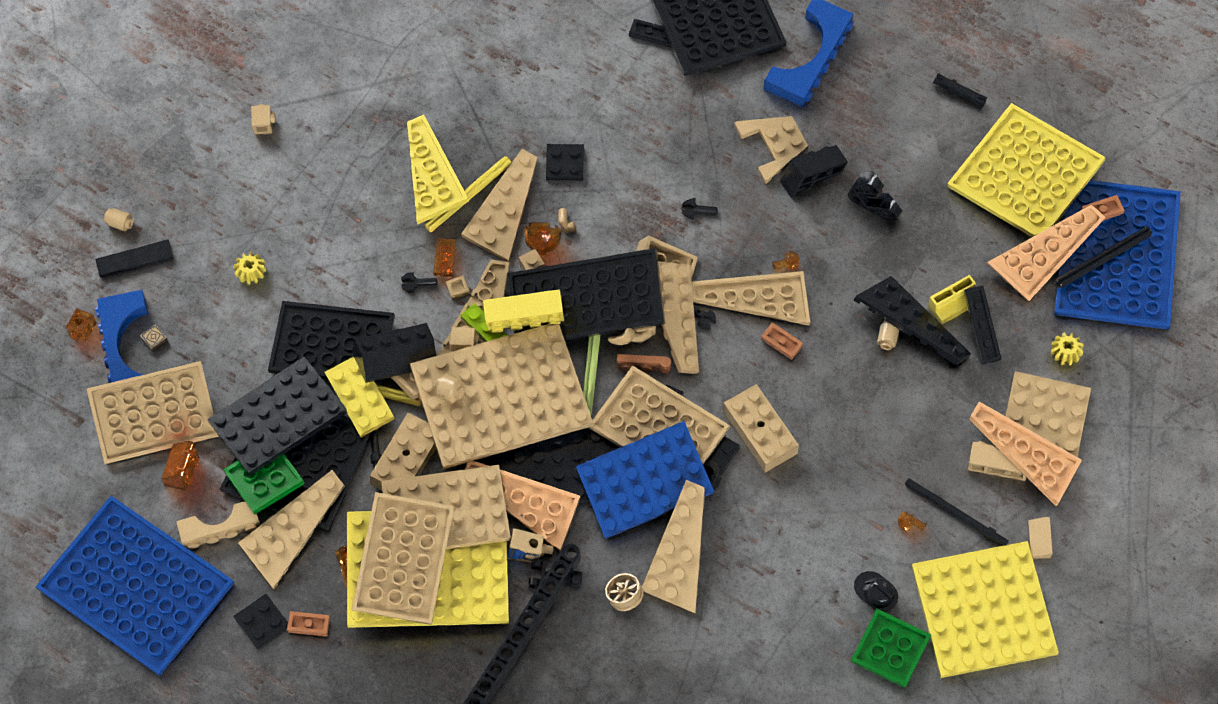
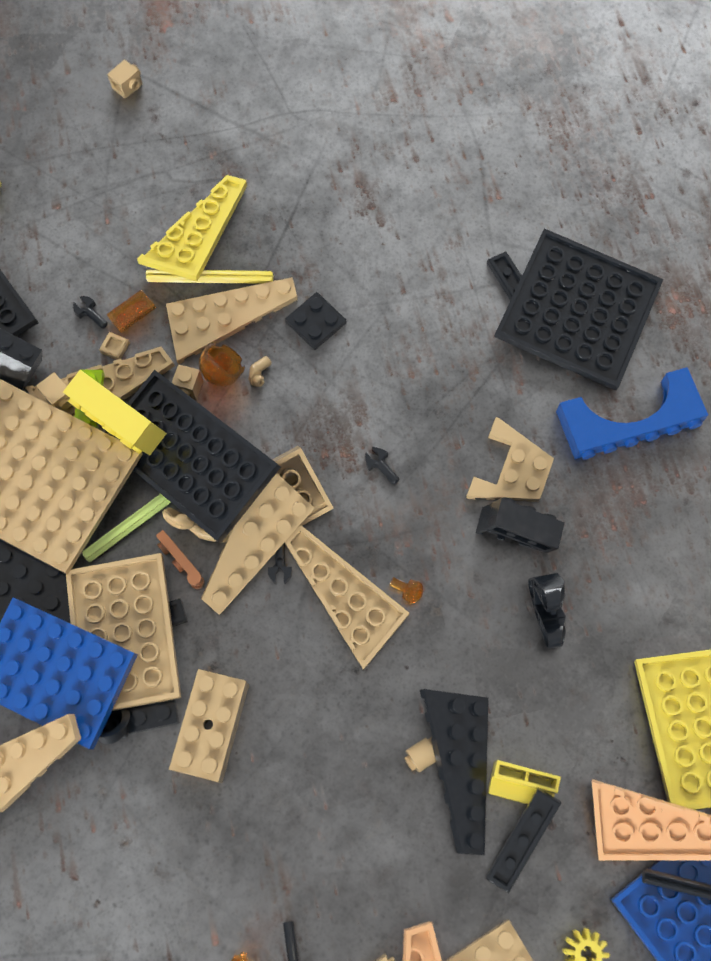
camera: 45 degrees right, 5 degrees up
(782, 341) = (321, 660): nougat plate -> none

